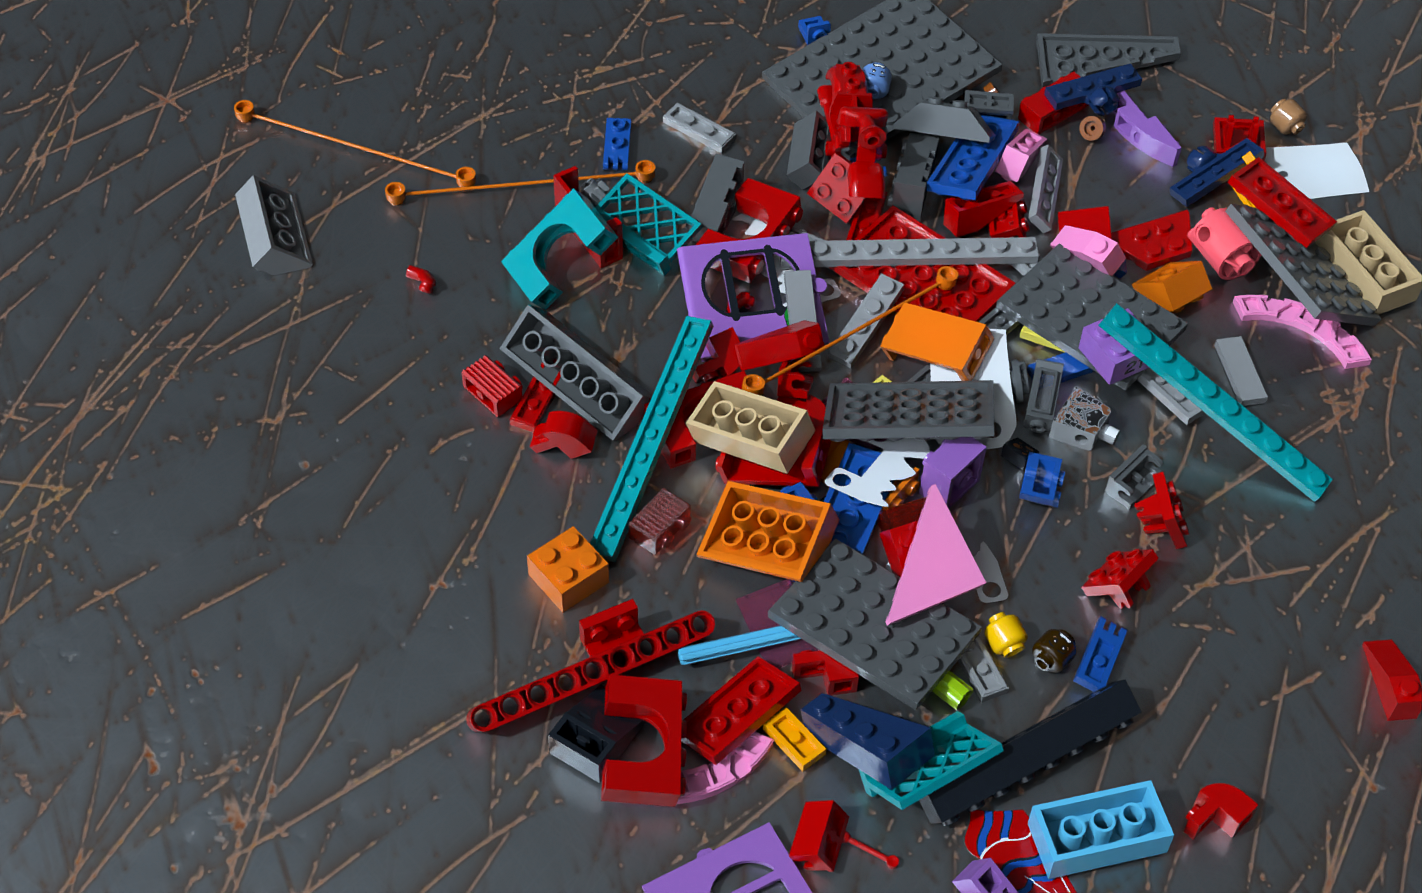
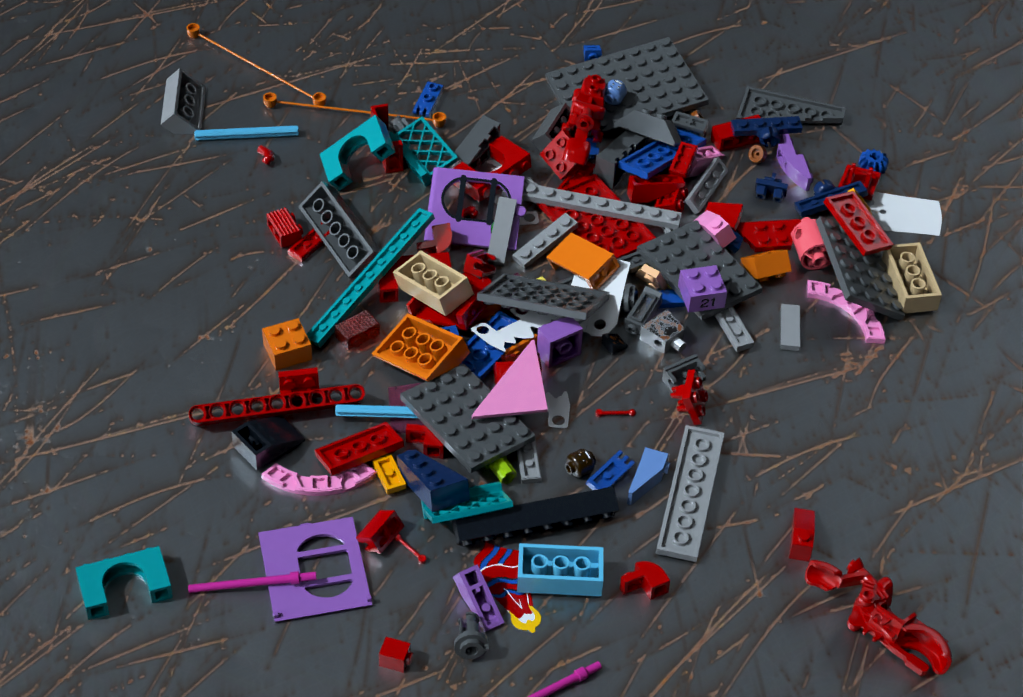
camera: 15 degrees right, 5 degrees down
(379, 251) = (253, 132): none -> medium azure axle
(567, 432) = (319, 264): red brick -> none
(661, 705) = (291, 473): red arch -> none
(699, 128) = (488, 100): light grey tile -> none
(780, 345) = (476, 241): red slope -> none
(945, 280) = (609, 225): orange piece -> none
(1006, 634) = (552, 446): yellow head -> none
(1010, 159) = (683, 159): none -> red plate
(1037, 342) = (652, 277): none -> light nougat wing
(1042, 479) = (619, 361): blue cylinder -> none
(1043, 563) = (599, 412): none -> red hinge
(1121, 573) = (646, 423): red plate -> none
(1131, 170) = (772, 186): none -> dark blue hips
(1152, 635) = (648, 474): none -> medium blue slope
(1215, 402) = (753, 337): teal plate -> none
(1220, 659) = (690, 493): none -> light grey plate
(1245, 104) = (874, 159): none -> blue gear
(1288, 116) = (900, 174): medium nougat head -> none

